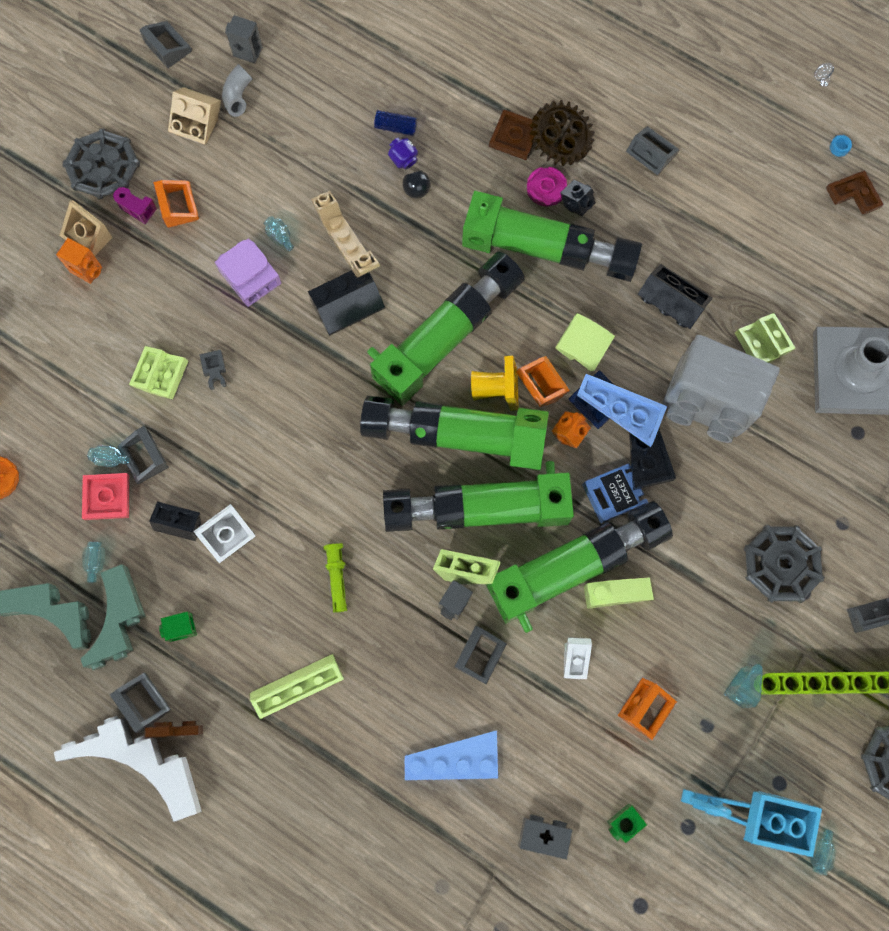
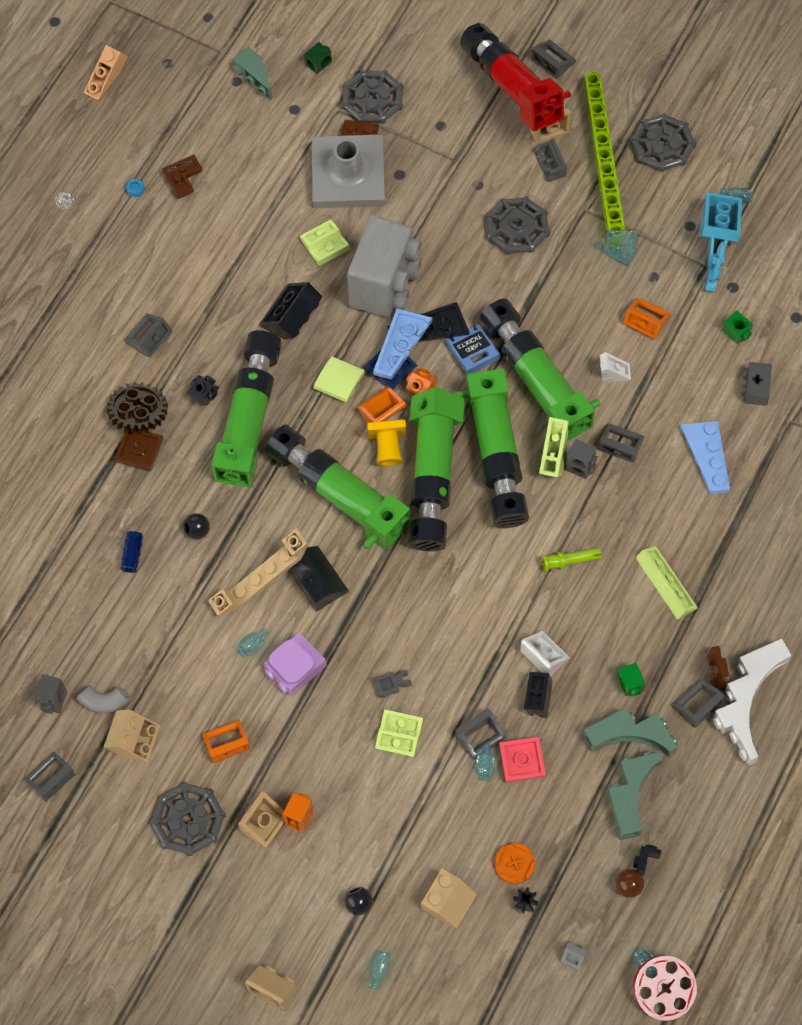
camera: 90 degrees left, 10 degrees down
(93, 560) = (581, 762): clear light blue plant -> none
(132, 205) = (232, 780): magenta leg -> none
(403, 153) = (164, 541): dark purple head -> none
(545, 186) = (188, 420): dark pink tile -> none
(617, 592) = (557, 343): yellowish green slope -> none

